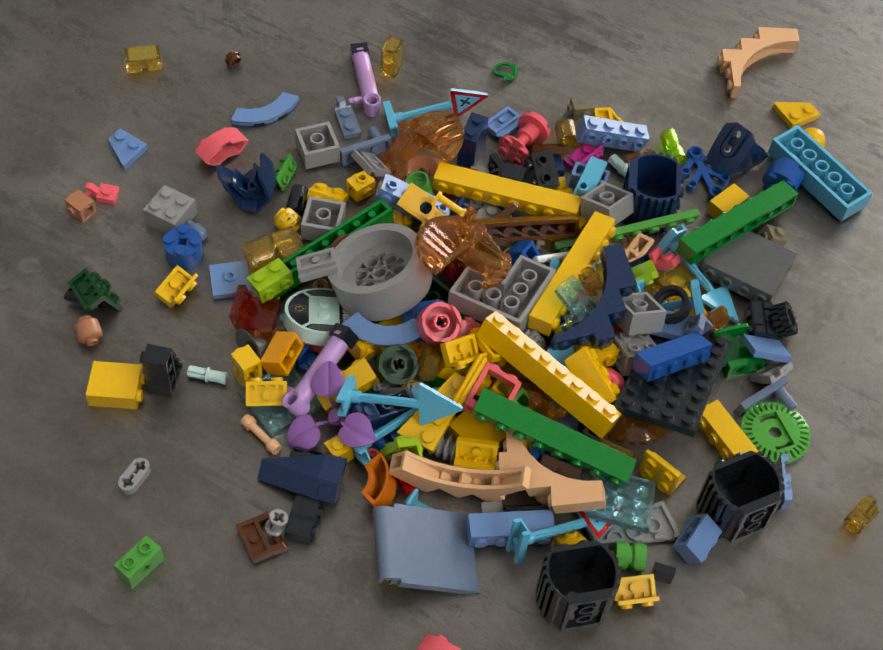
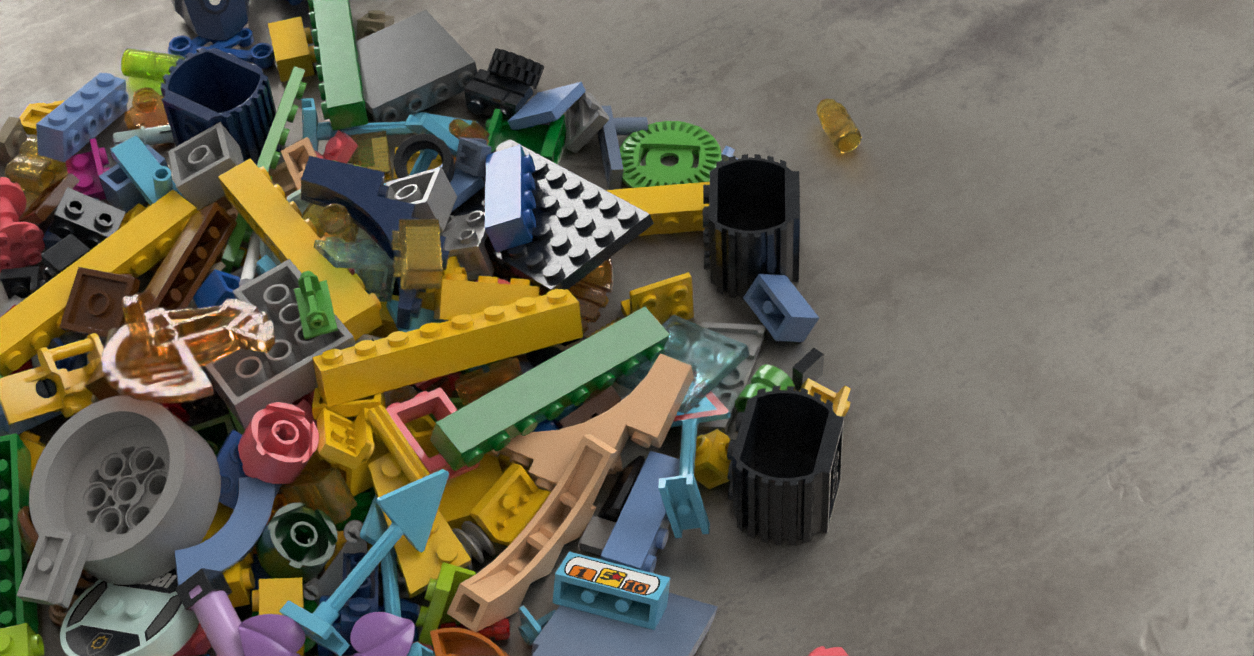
camera: 55 degrees left, 5 degrees down
(451, 529) = (611, 590): none -> medium azure brick
(490, 201) = (97, 302): none -> reddish brown plate
(527, 296) = (314, 306): none -> bright green hinge
(590, 326) = (419, 254): none -> clear yellow brick

